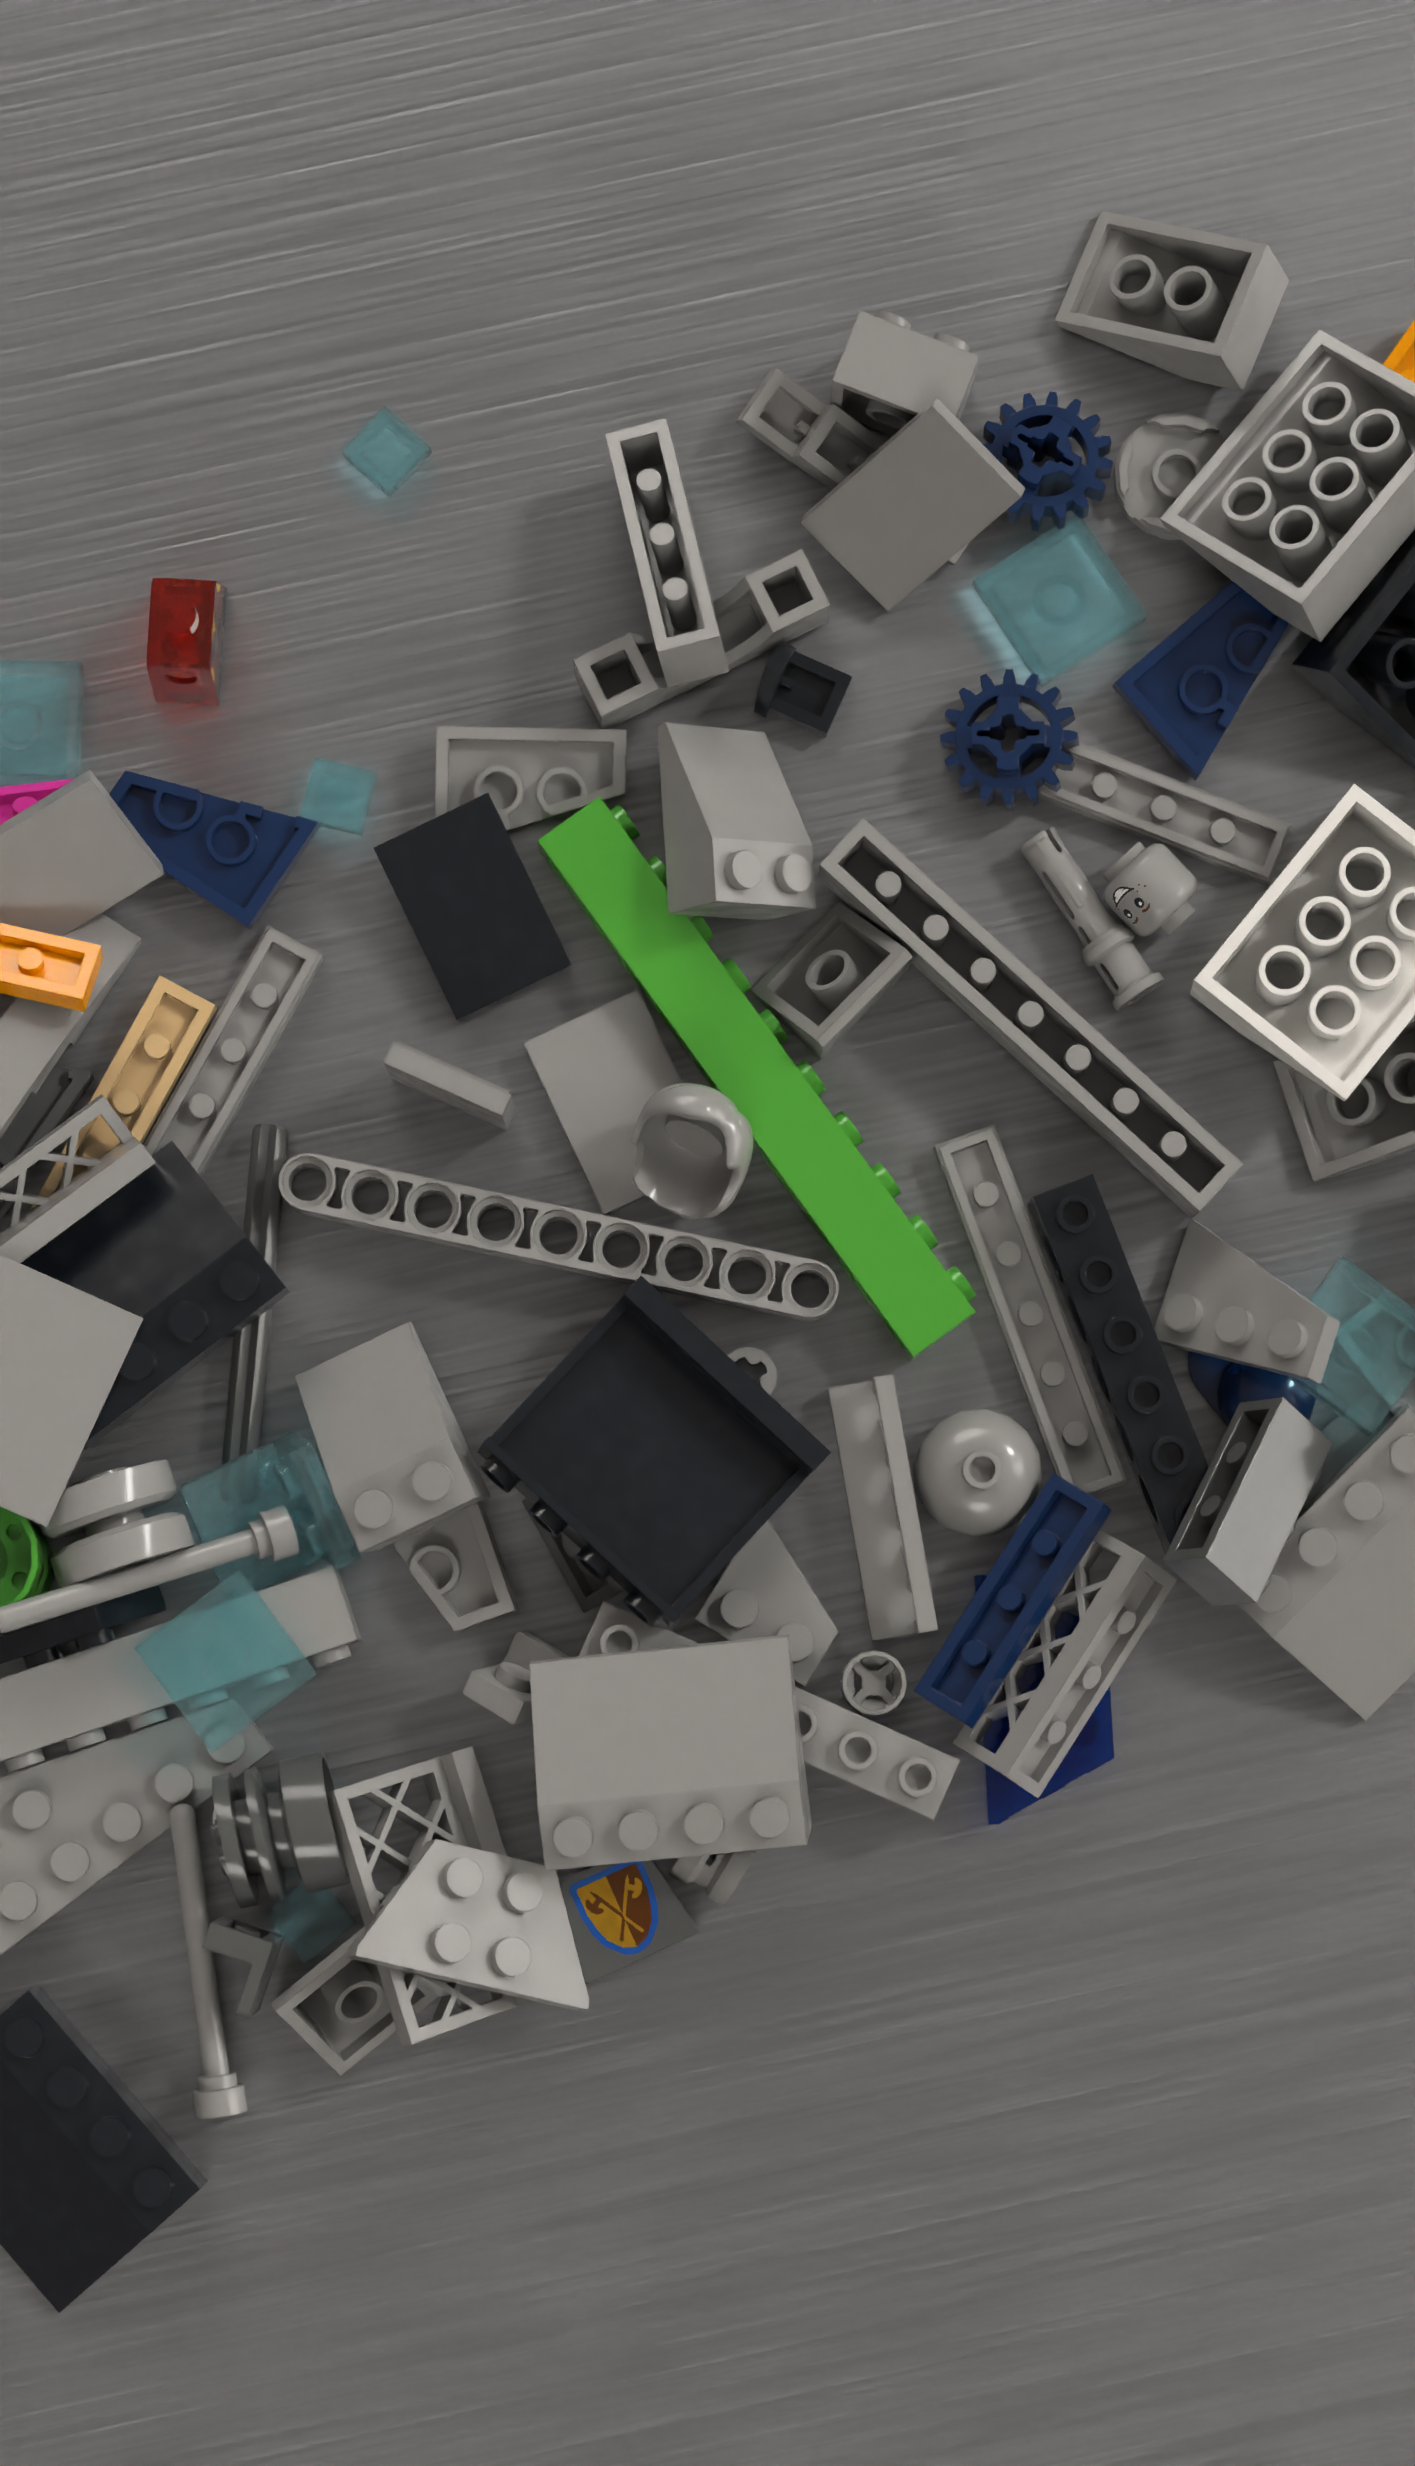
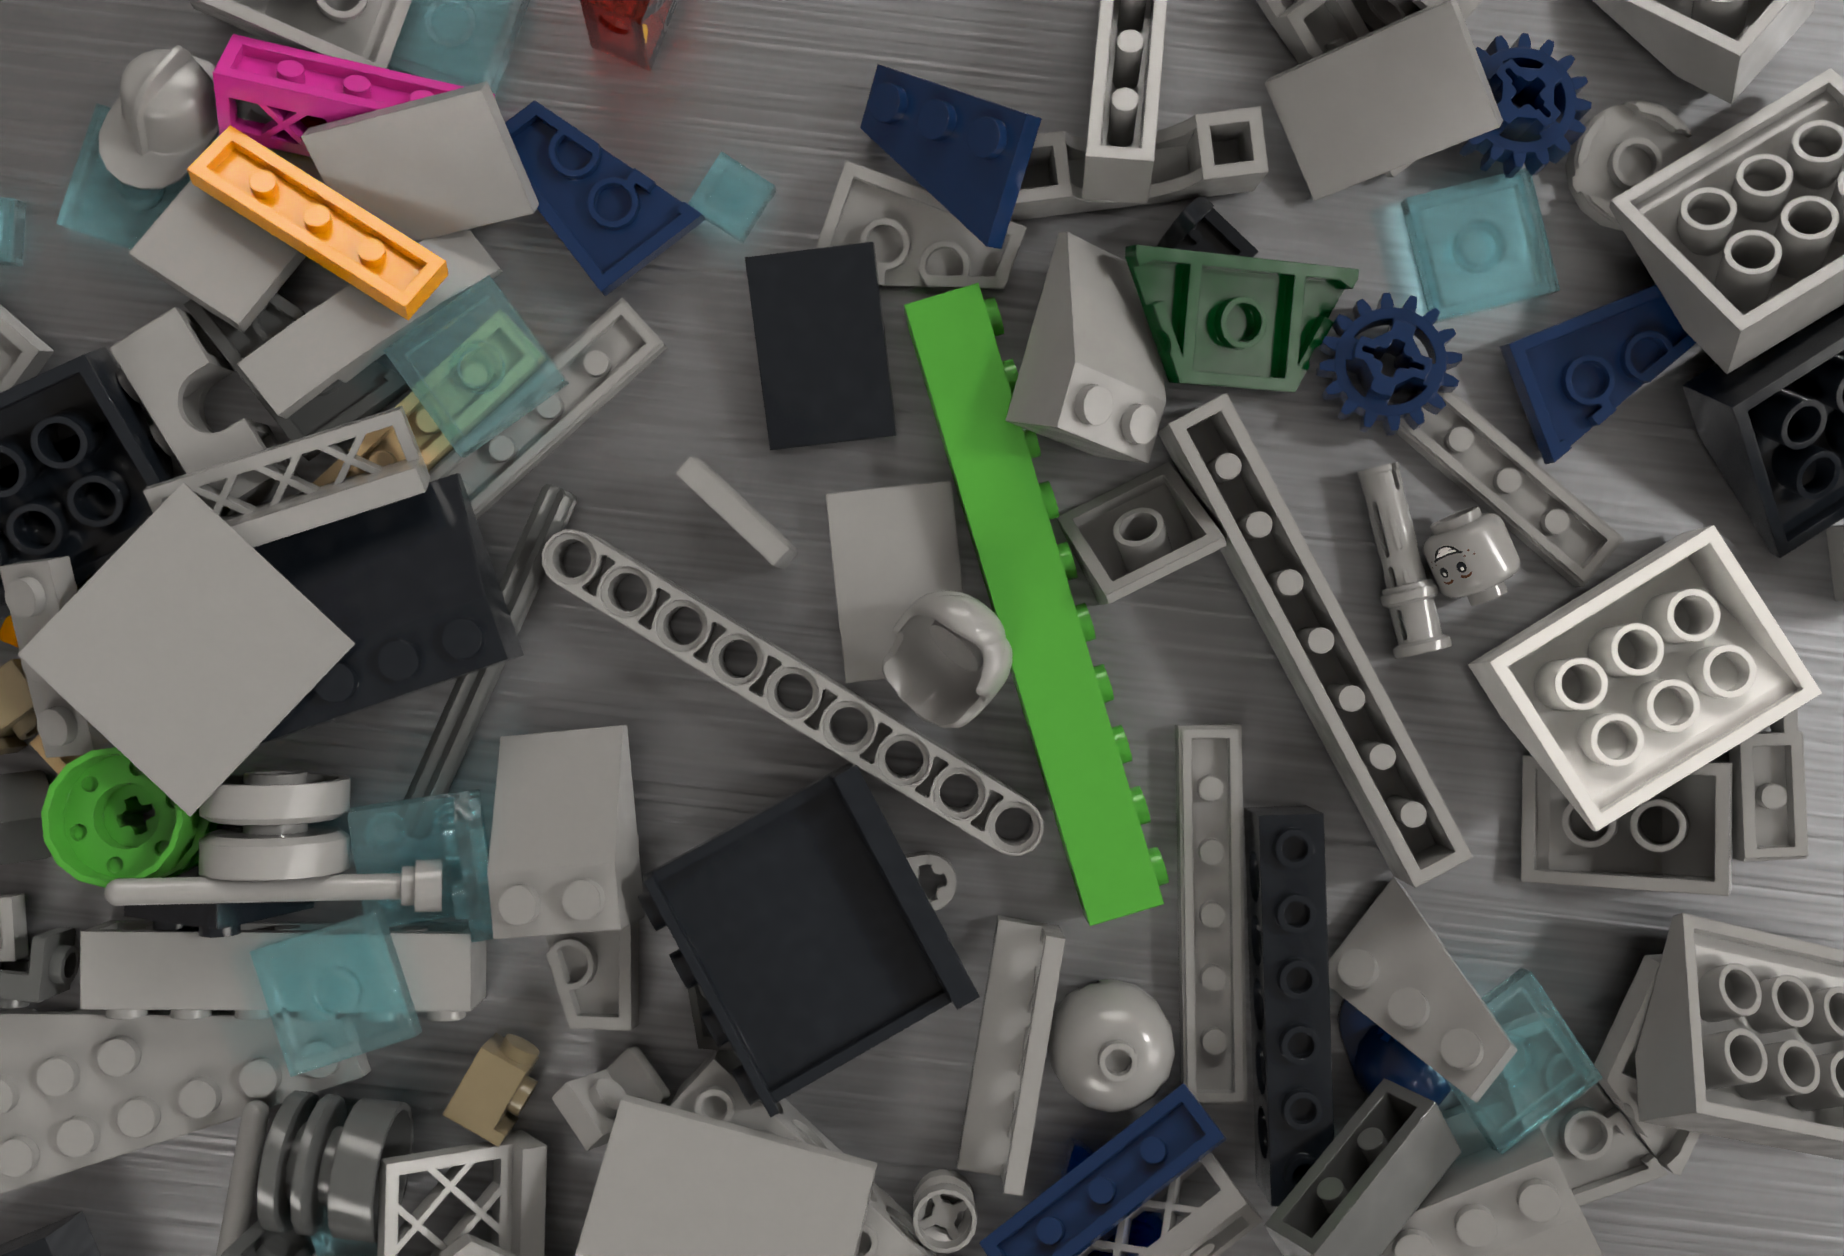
camera: 20 degrees right, 5 degrees up
(157, 1035) = (476, 366): none -> clear light blue tile
(403, 1710) = (493, 1086): none -> dark tan brick
(533, 679) = (954, 146): none -> dark blue wing
(767, 1597) = (874, 1108): light grey wing -> none
(851, 744) = (1234, 315): none -> dark green wing

